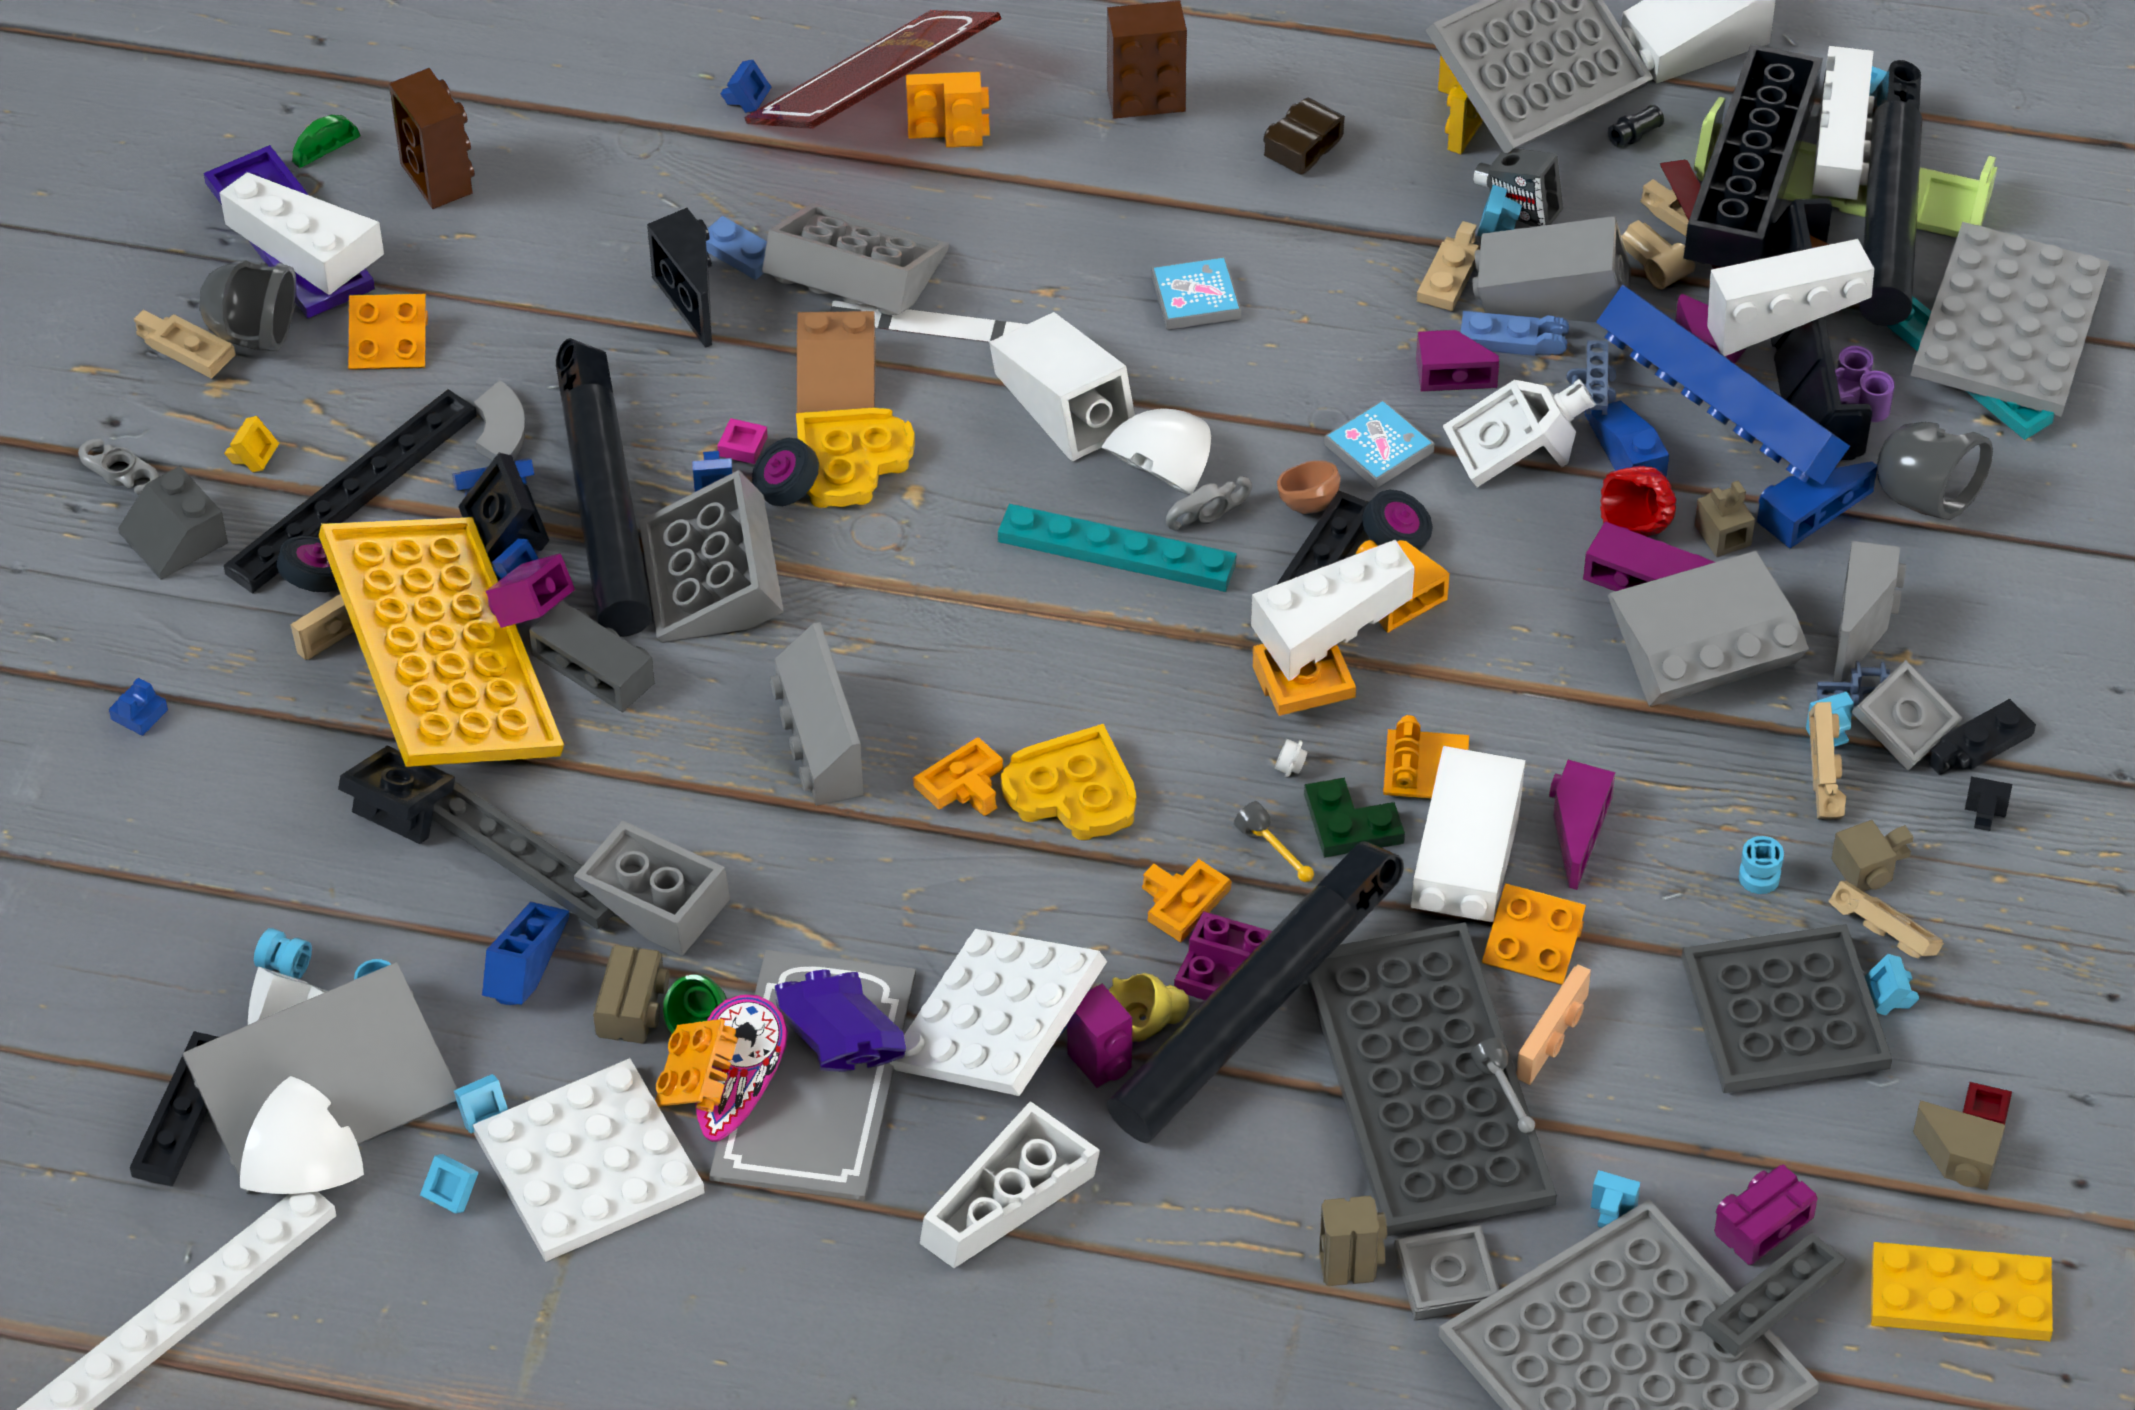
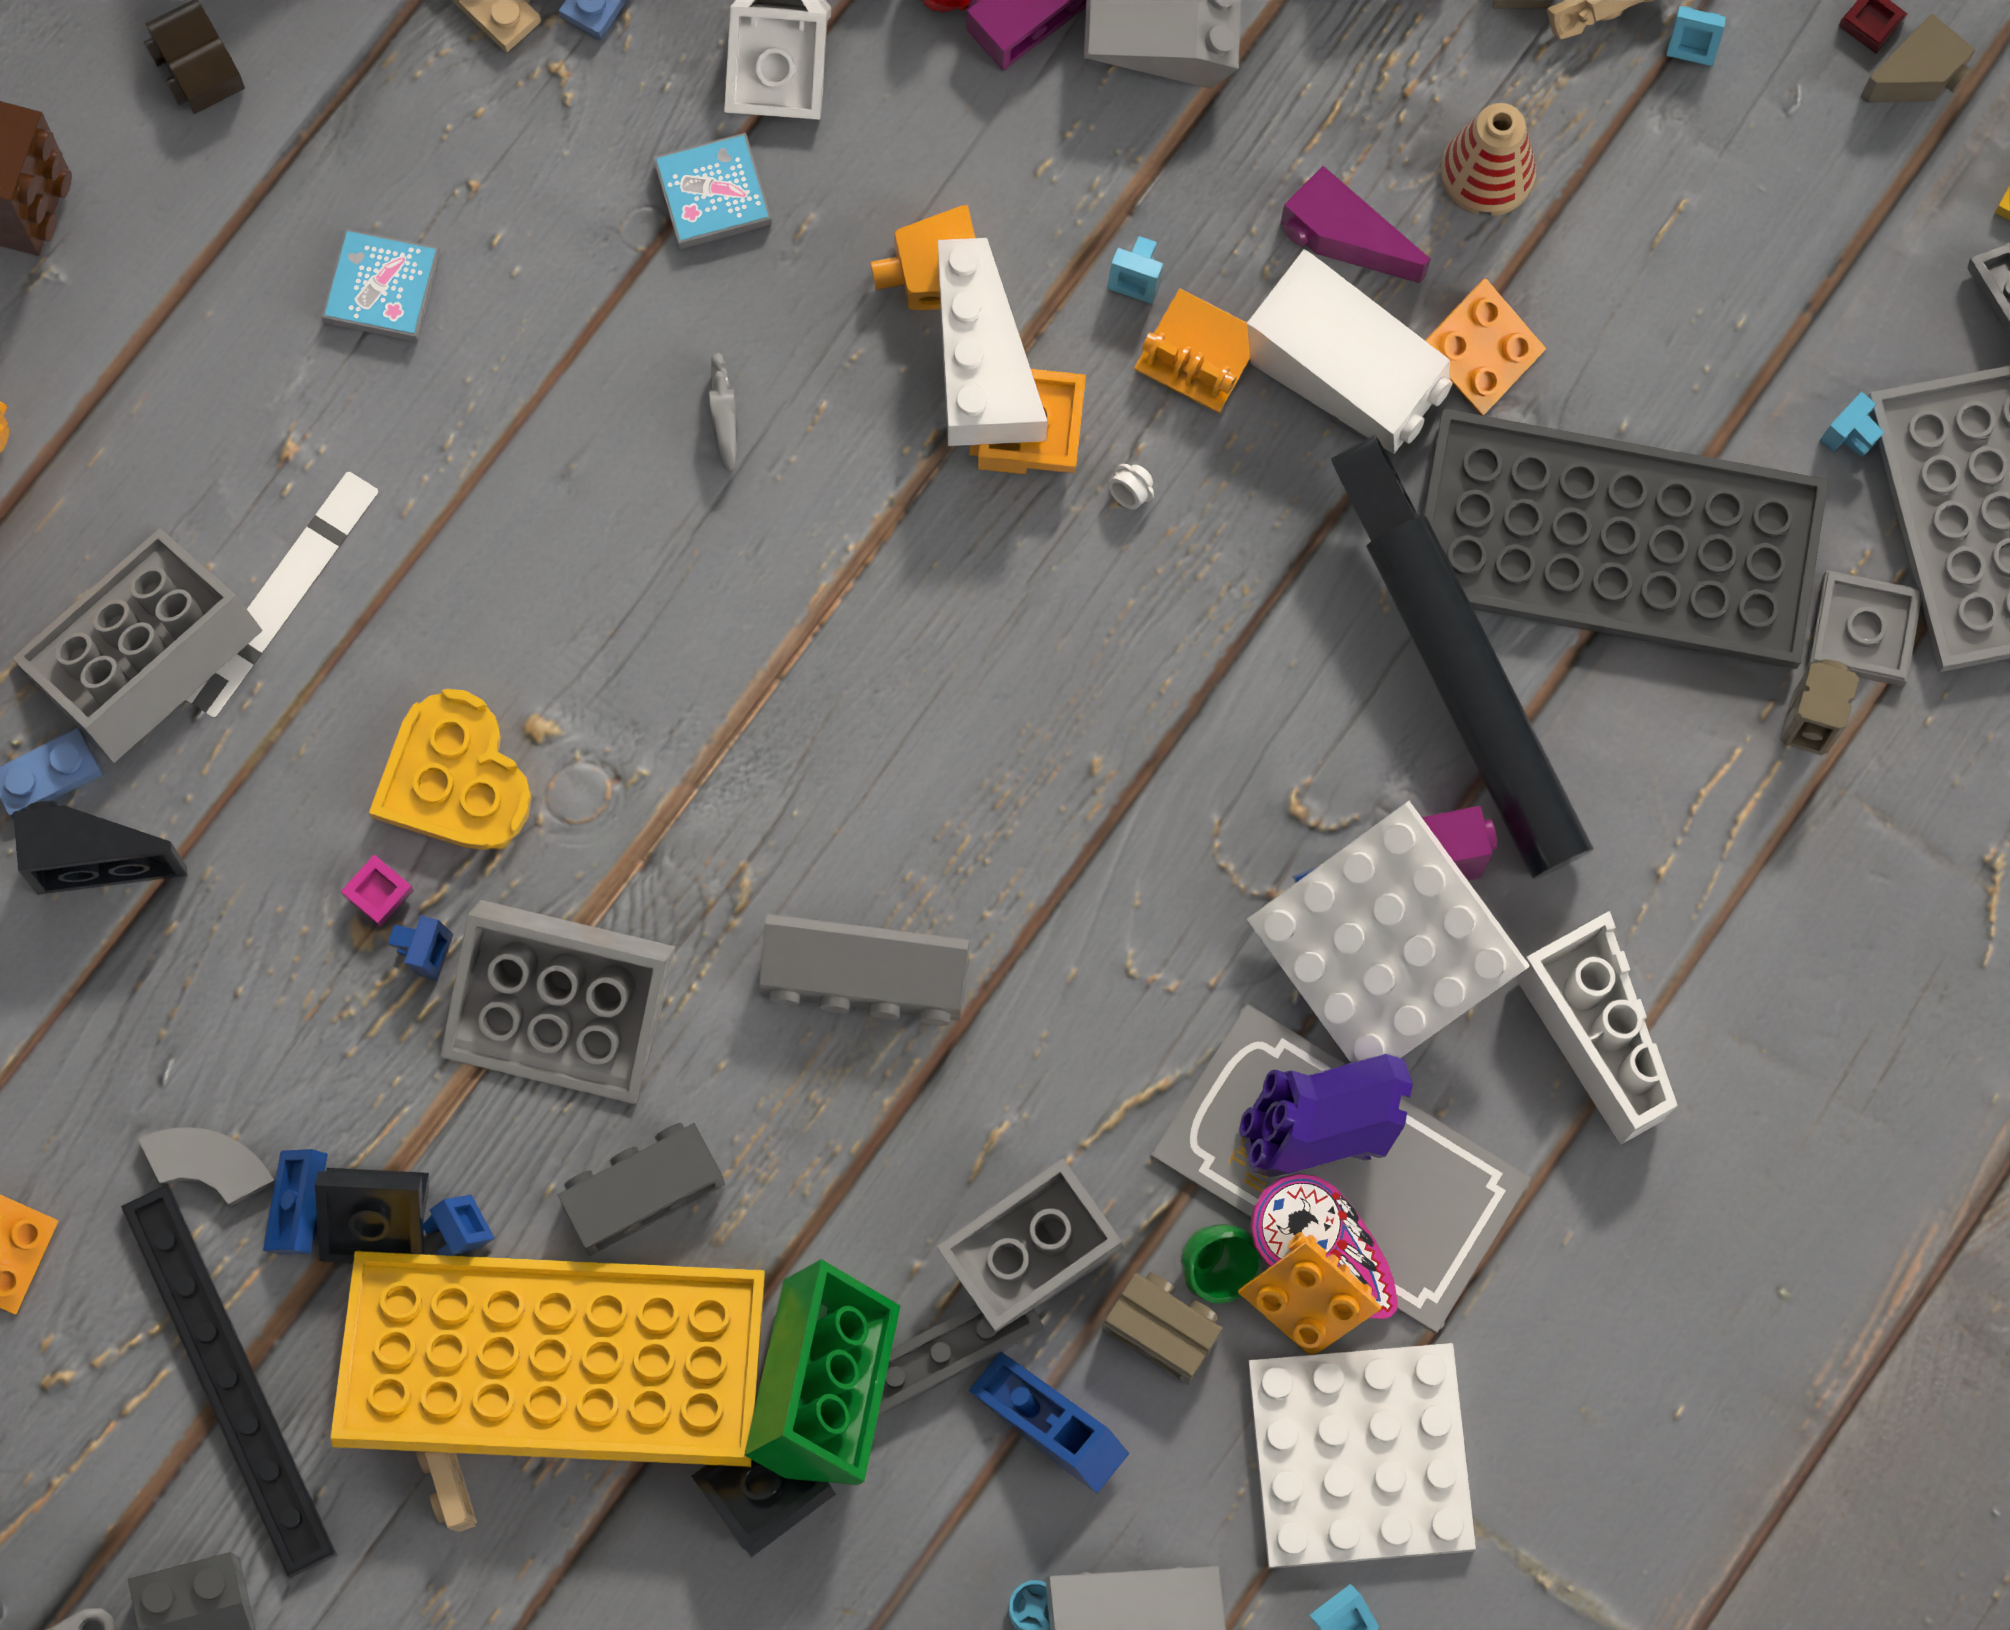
camera: 70 degrees left, 25 degrees up
(252, 445) = (107, 1475): yellow tile -> none
(306, 564) = (343, 1477): black wheel -> none
(480, 1101) = (1246, 1545): medium azure tile -> none
(492, 786) = (823, 1377): none -> green slope
(530, 590) = (528, 1225): magenta brick -> none
(602, 489) = (376, 1079): black piece -> none
(785, 471) = (459, 861): black wheel -> none
(835, 361) = (313, 739): medium nougat slope -> none
(962, 777) = (1005, 845): light orange hinge -> none
(1064, 383) = (467, 490): white slope -> none
(1072, 779) = (1063, 727): yellow plate -> none
(1117, 547) = (734, 539): teal plate -> none
(1149, 997) = (1419, 767): light yellow piece -> none
(1165, 444) = (625, 419): white brick -> none
(1183, 897) = (1278, 680): light orange hinge -> none
(1215, 952) = (1377, 673): magenta slope -> none
(1254, 822) = (1206, 561): hinge -> none
(1309, 486) = (754, 292): nougat piece -> none
(1330, 537) = (855, 325): black plate -> none
(1342, 826) = (1238, 476): dark green plate -> none
(1397, 517) = (853, 225): black wheel -> none
(1454, 362) = (633, 58): magenta slope -> none
(1465, 700) = (1136, 272): none -> medium azure tile
(1491, 1059) = (1648, 463): hinge -> none
(1549, 1032) = (1599, 368): light nougat plate -> none
(1693, 882) = (1490, 162): none -> tan cone
(1761, 865) = (1487, 89): medium azure wheel -> none
(1764, 1213) = (1927, 291): magenta brick -> none
(1786, 1008) = (1679, 147): dark grey plate -> none

